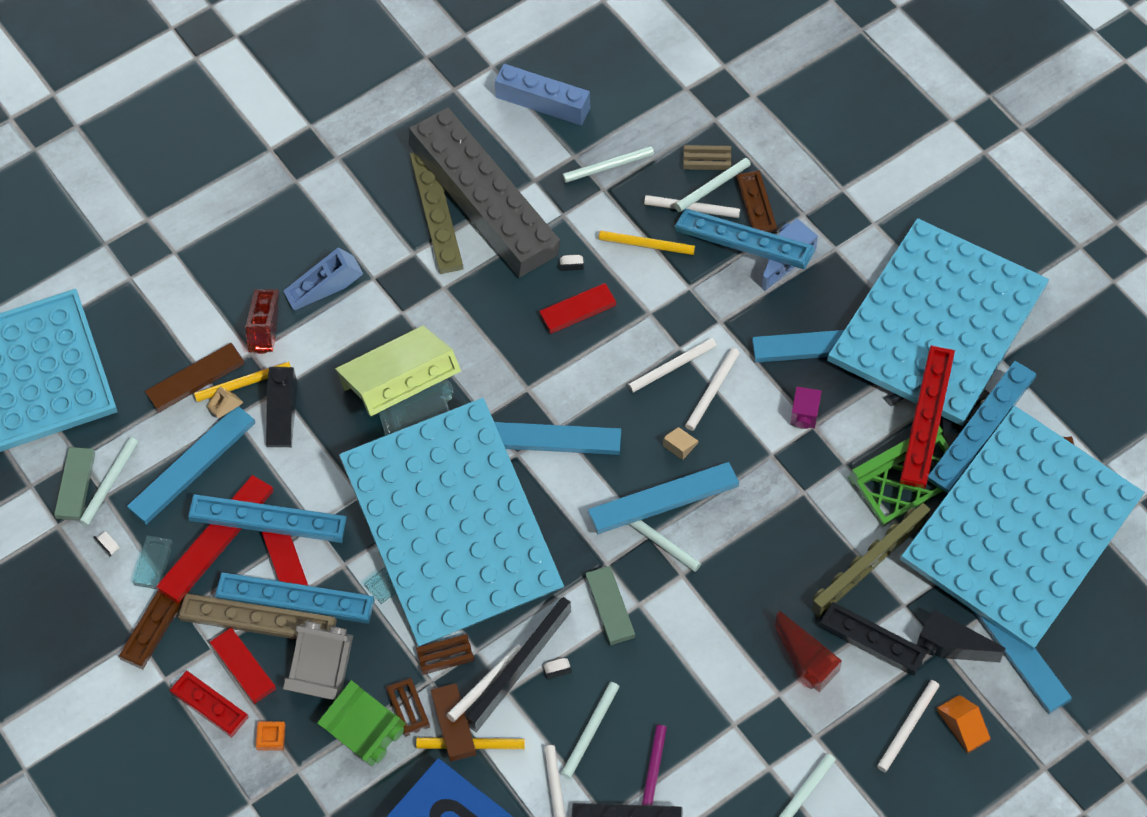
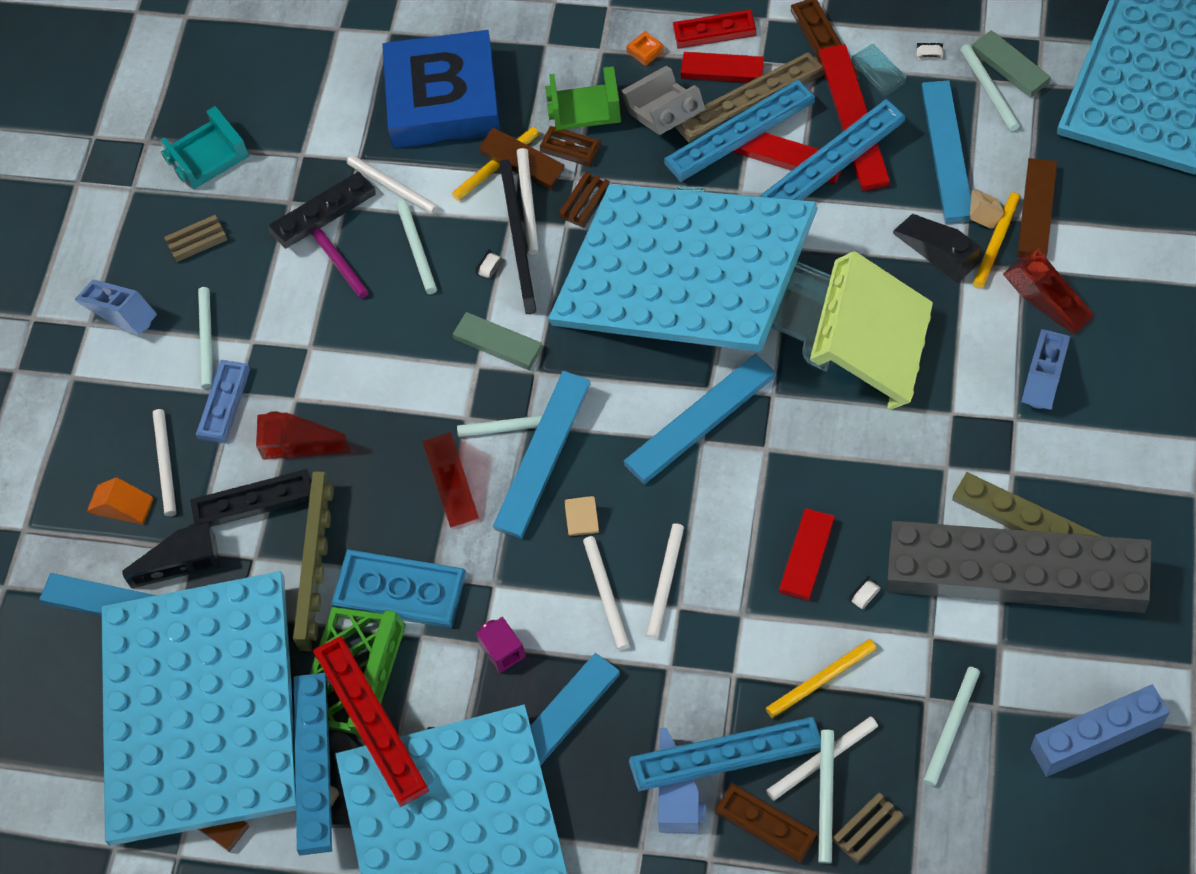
camera: 140 degrees right, 0 degrees up
(734, 536) = (450, 479): none -> clear red slope
(829, 735) = (223, 401): none -> medium blue tile
(832, 501) = (412, 588): none -> dark azure tile

